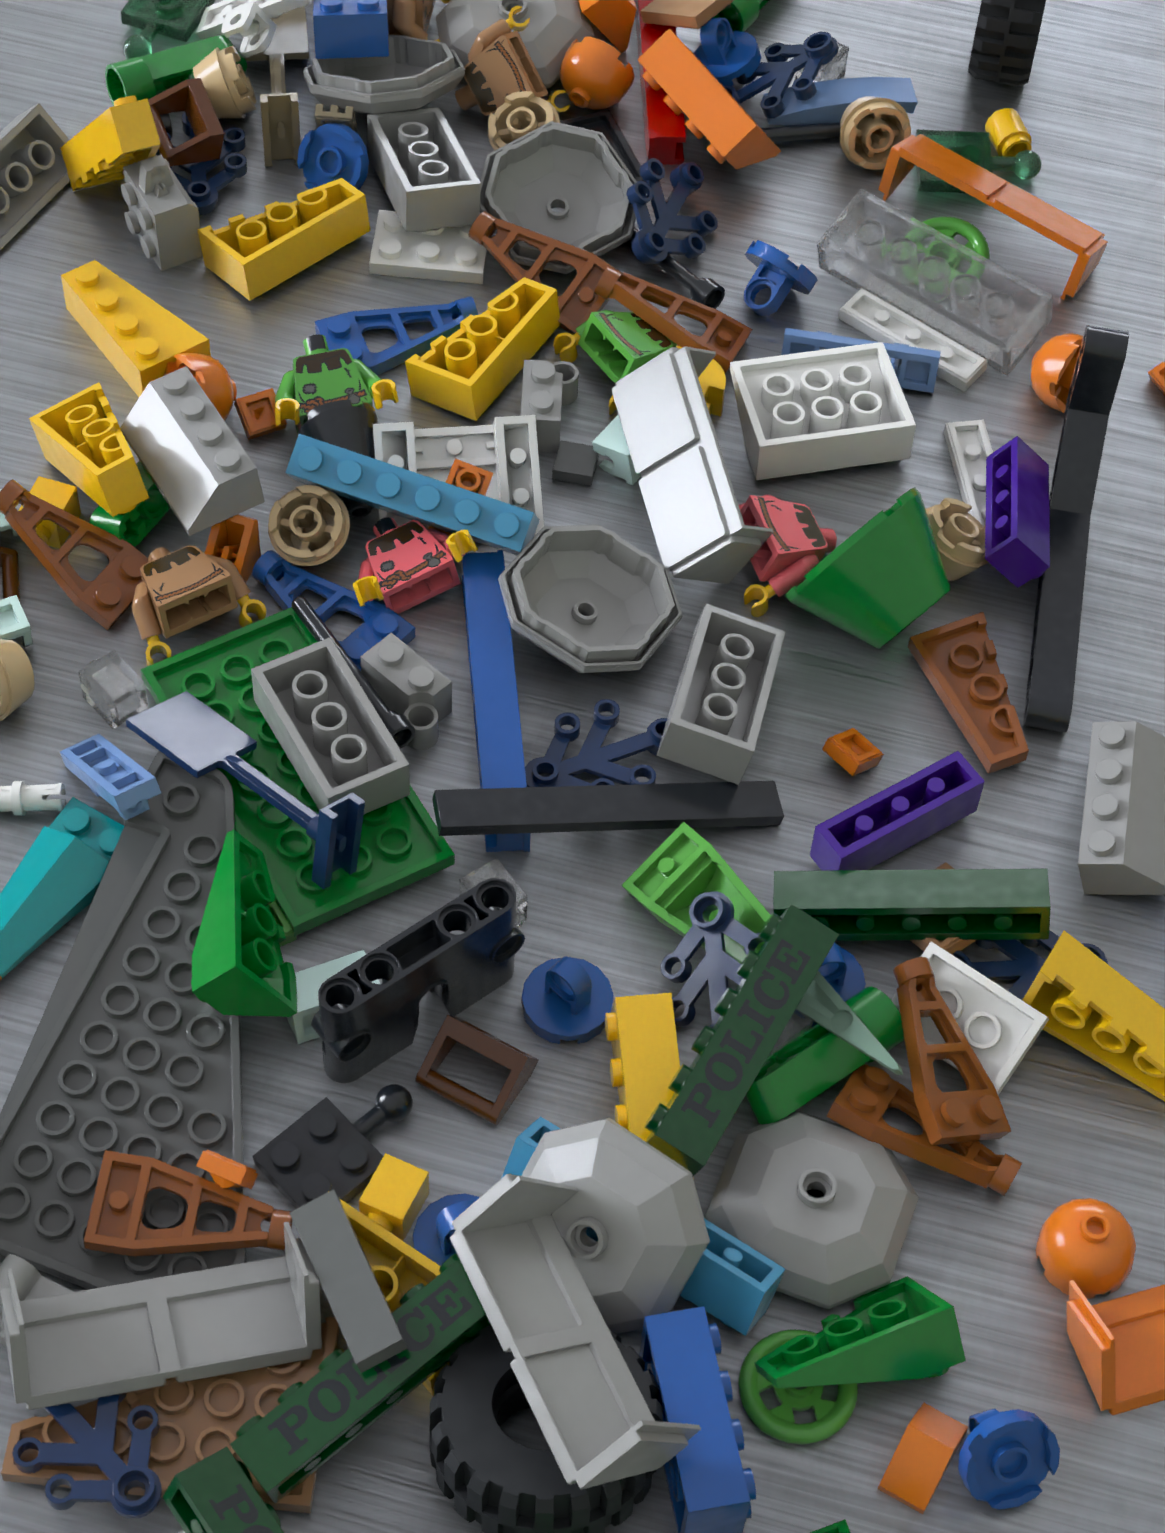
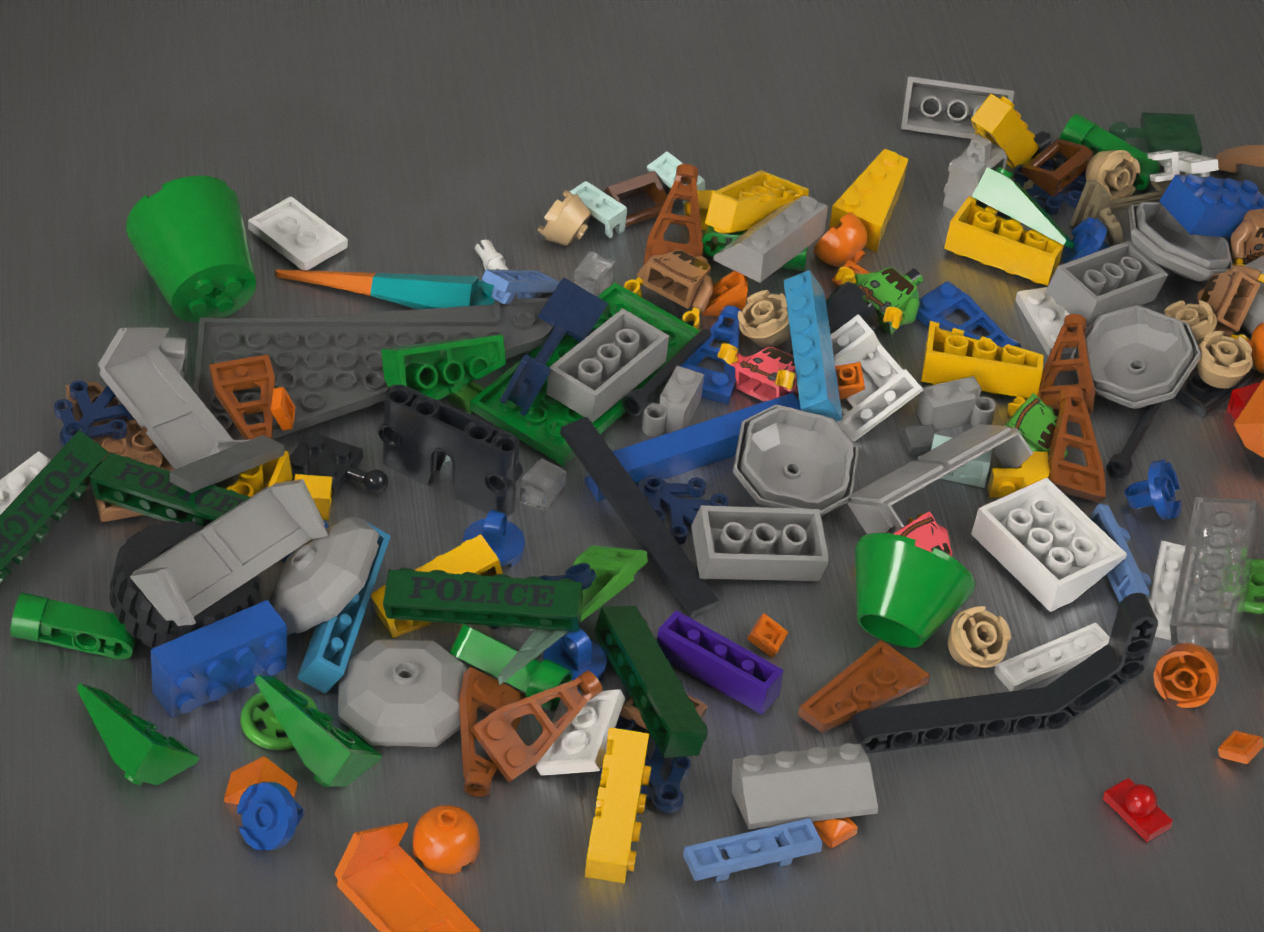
camera: 65 degrees right, 10 degrees down
(234, 192) = (1011, 198): none -> wedge
(459, 1030) = (434, 515): reddish brown tile -> none
(609, 113) = (1223, 359): none -> tan cone
(650, 241) = (1167, 419): dark blue plant -> none
(1017, 512) = (1018, 665): dark purple brick -> none

